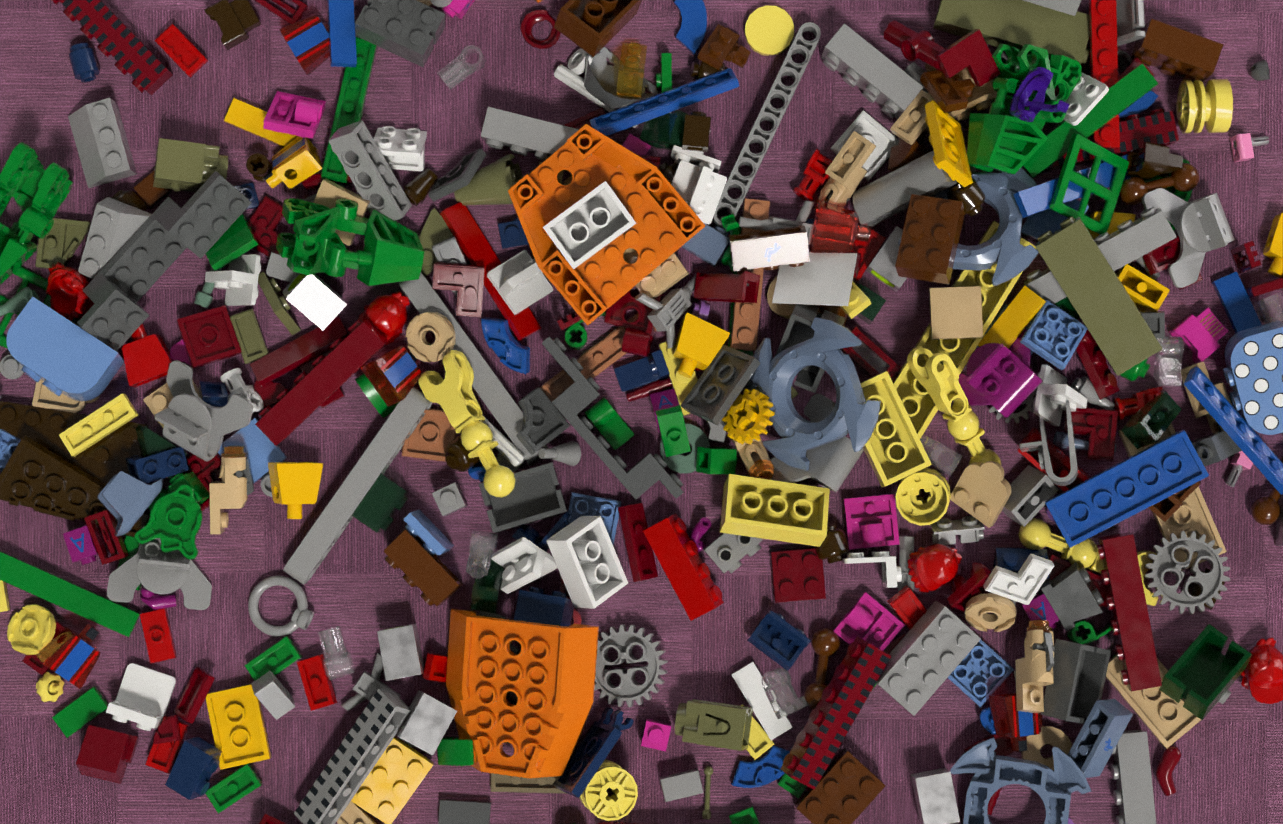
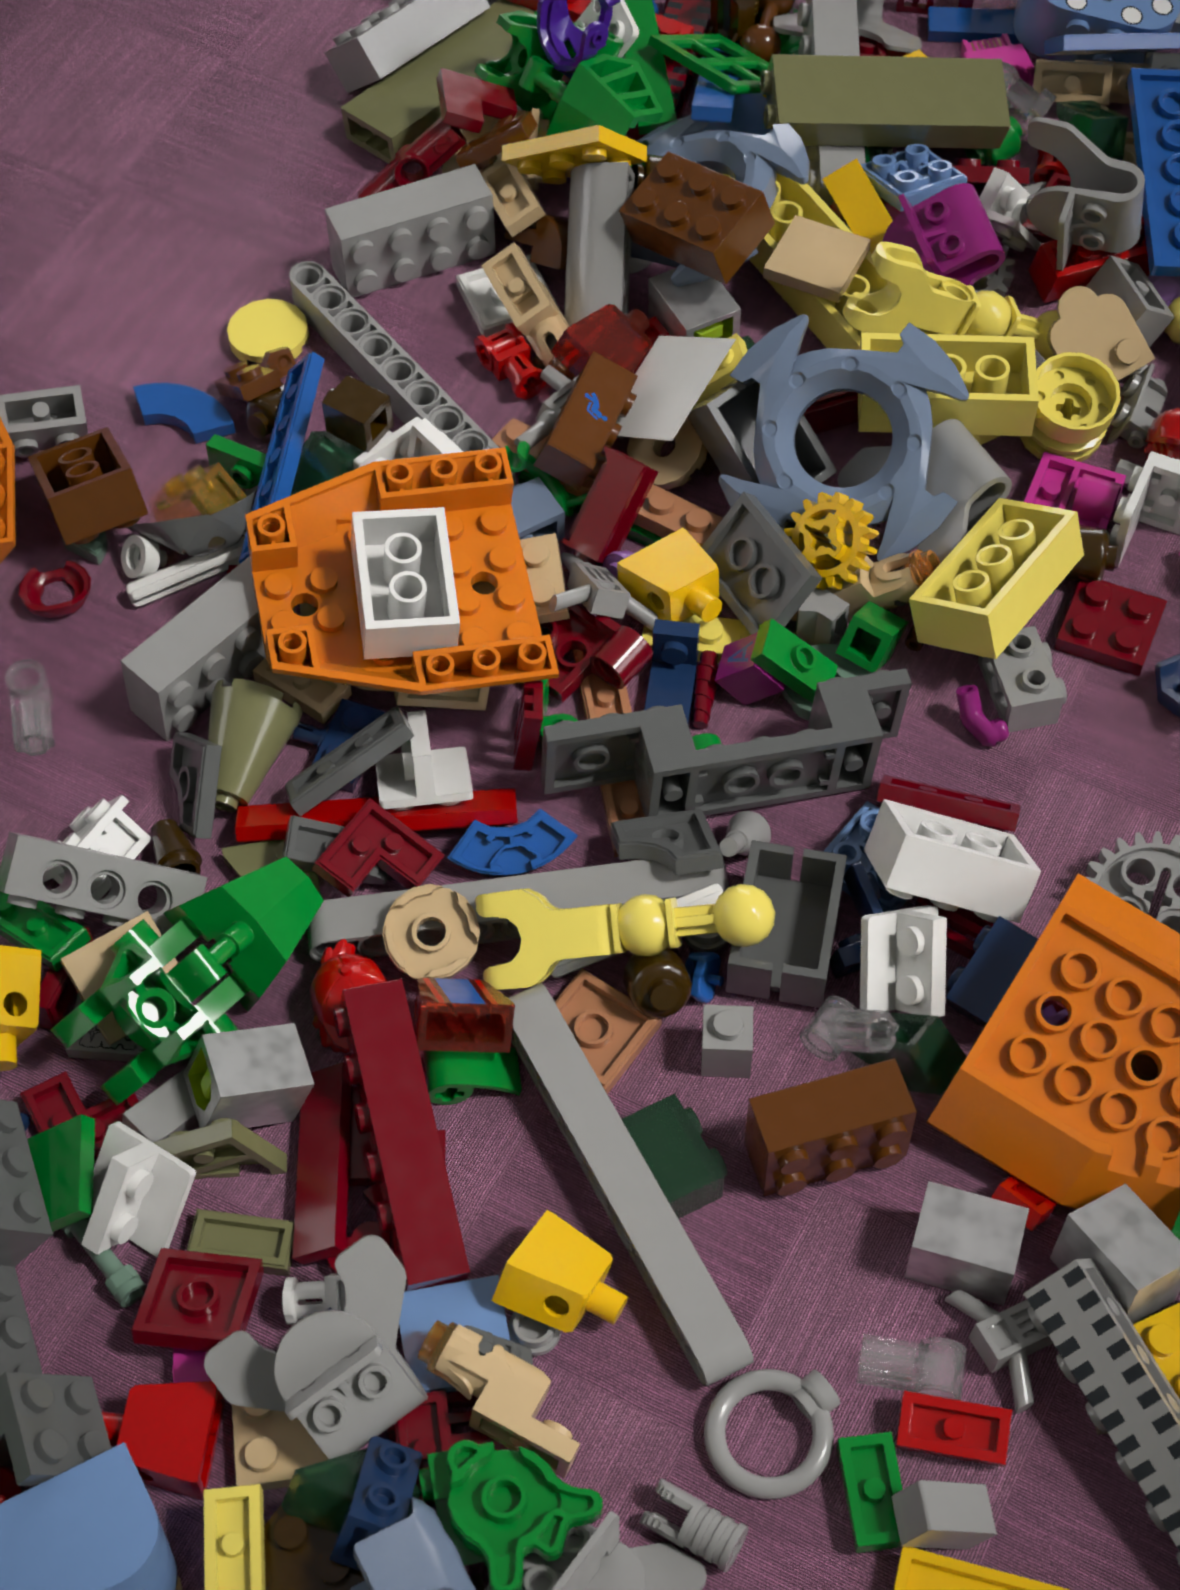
camera: 65 degrees left, 30 degrees down
(221, 594) = (703, 1531): none -> light grey hinge
(434, 539) = (760, 1080): medium blue tile -> none
(501, 244) = (348, 760): none -> dark grey tile
(684, 566) = (1024, 751): red brick -> none

